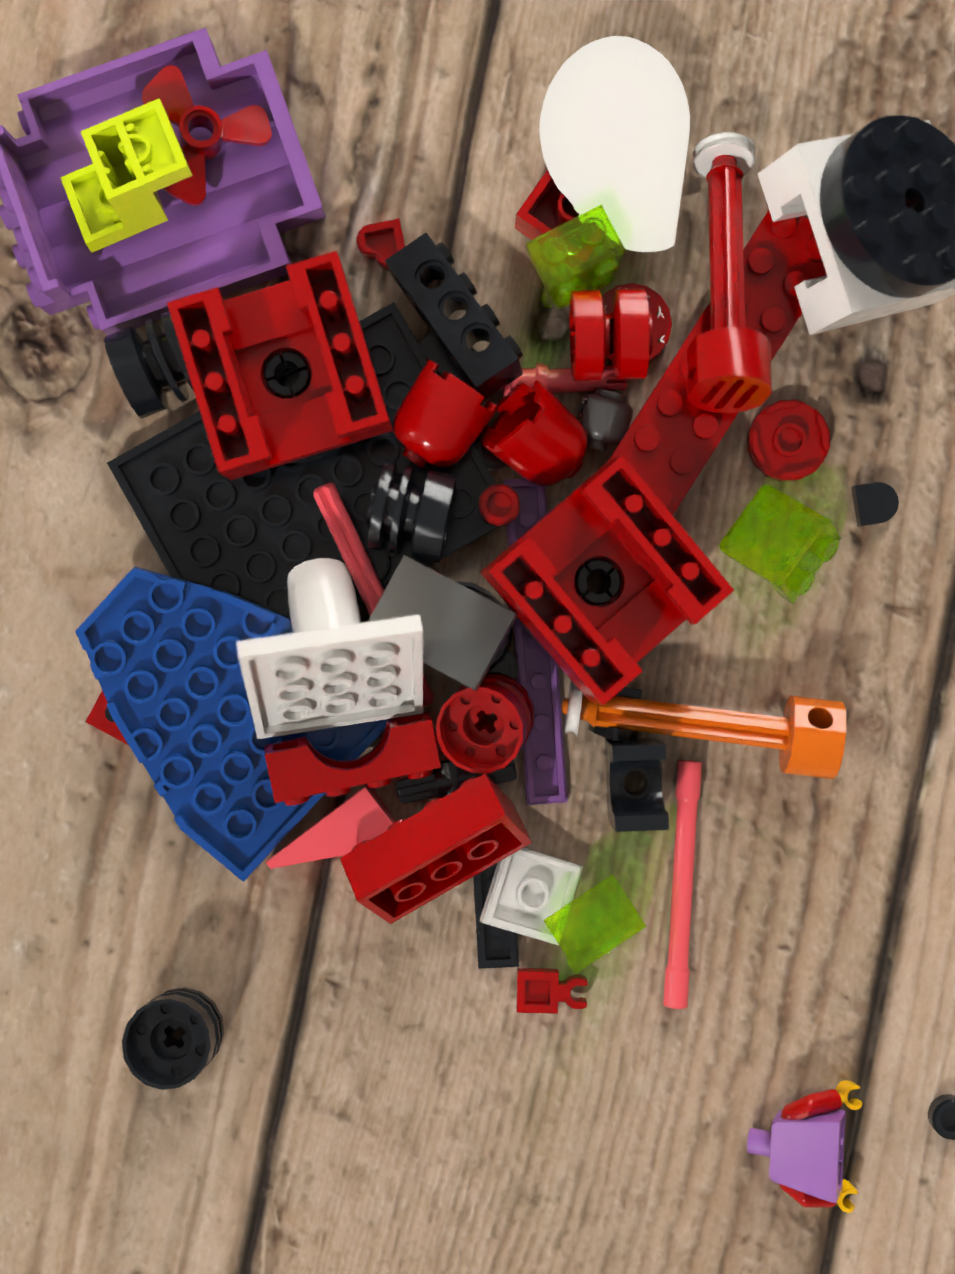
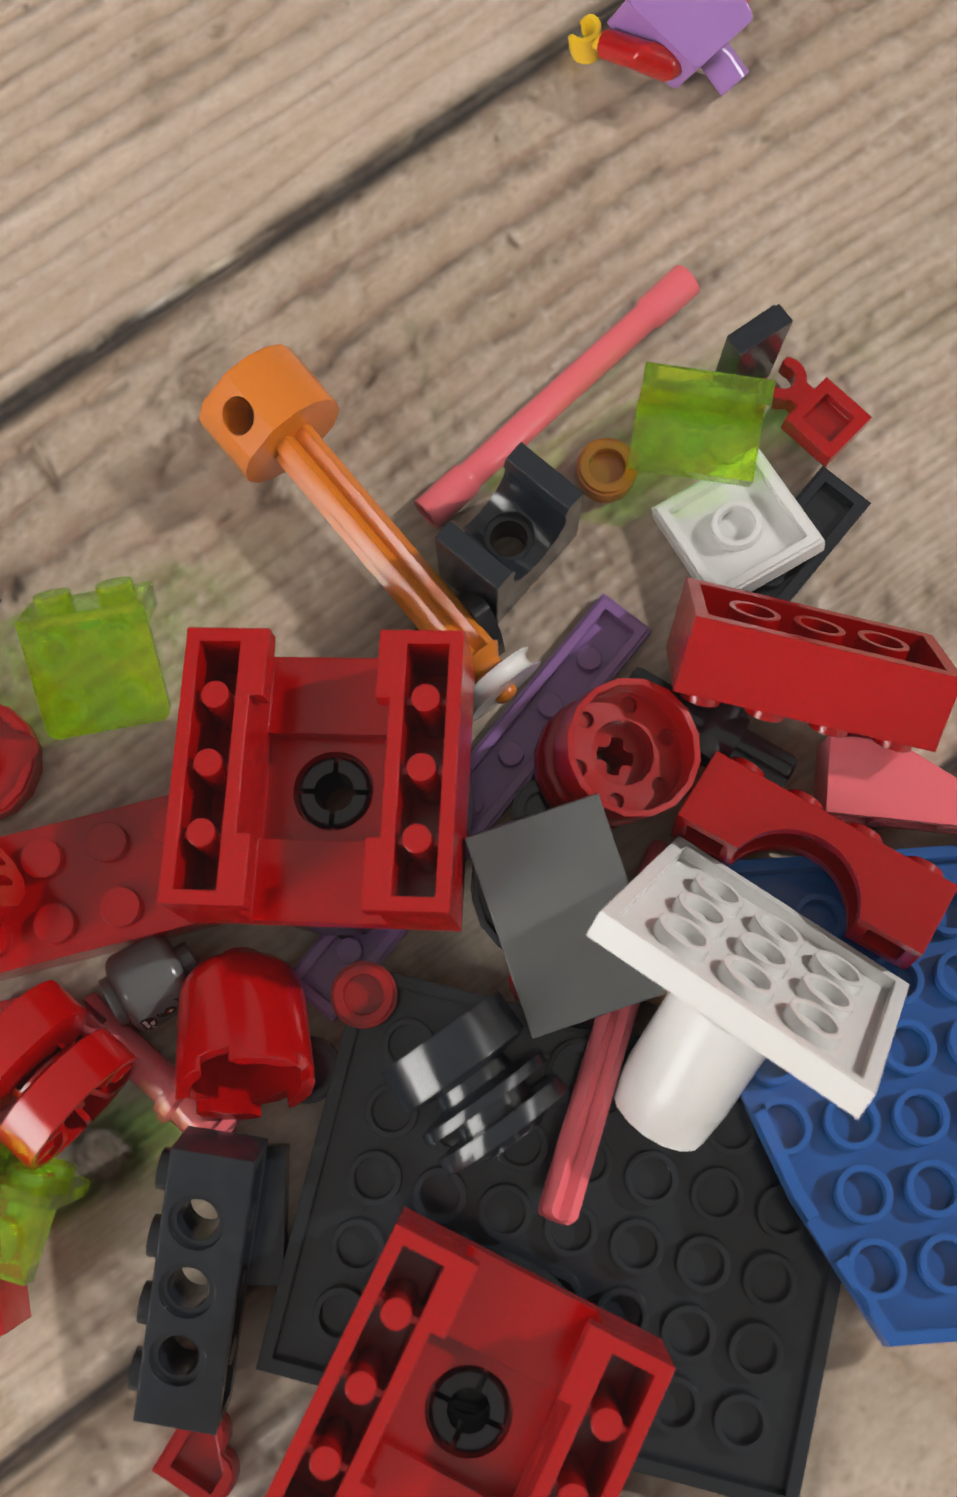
camera: 135 degrees left, 10 degrees down
(440, 418) = (333, 1166): red cylinder -> none
(604, 986) = (756, 344): none -> black tile
(625, 865) = (603, 470): none -> orange tile

